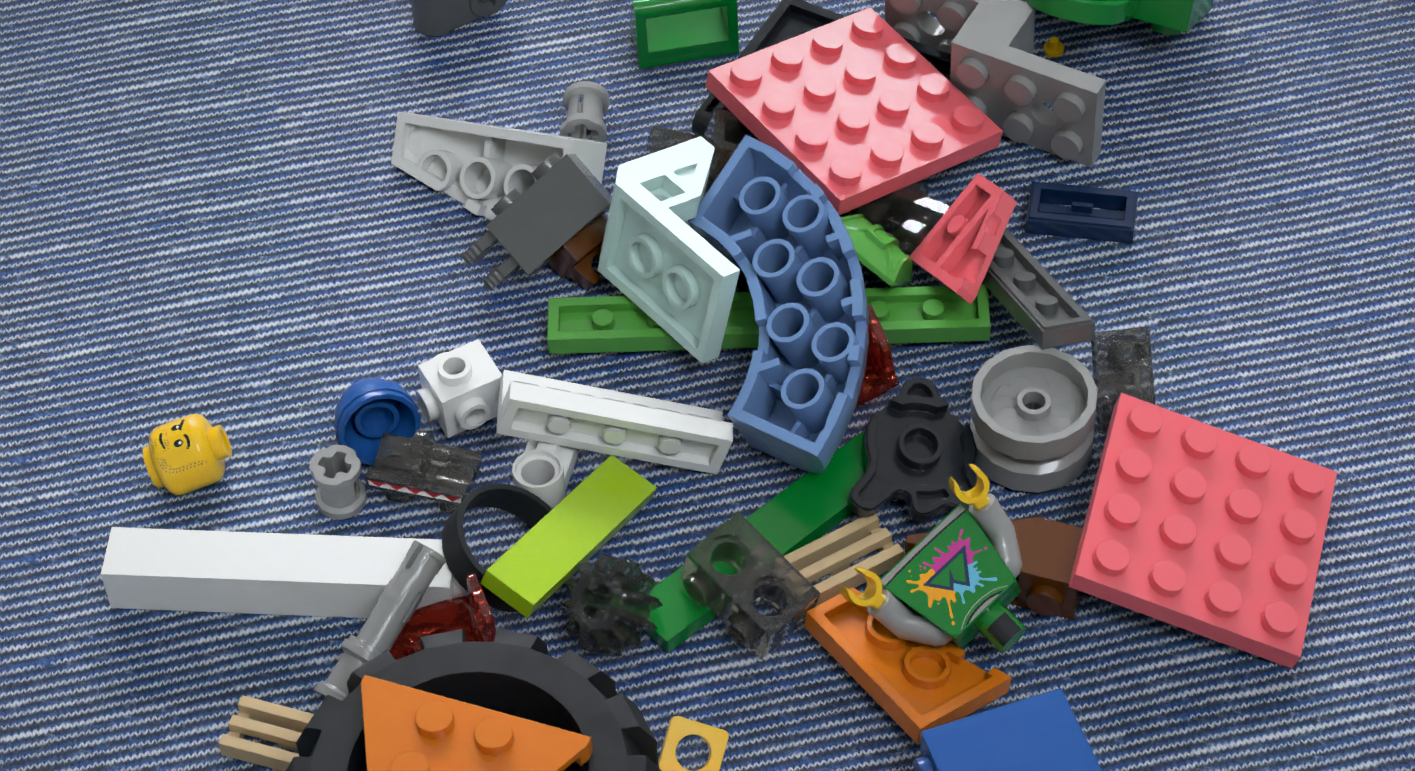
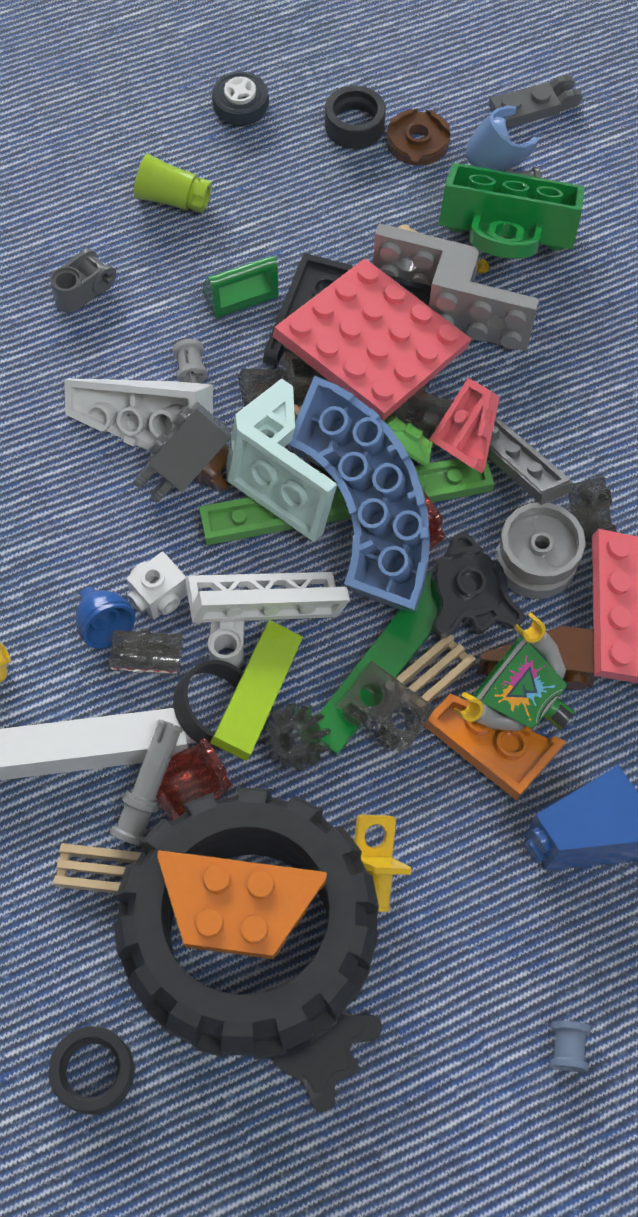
camera: 15 degrees left, 15 degrees up
(337, 475) = (81, 661): light grey bush -> none
(1080, 218) = (530, 391): dark blue tile -> none

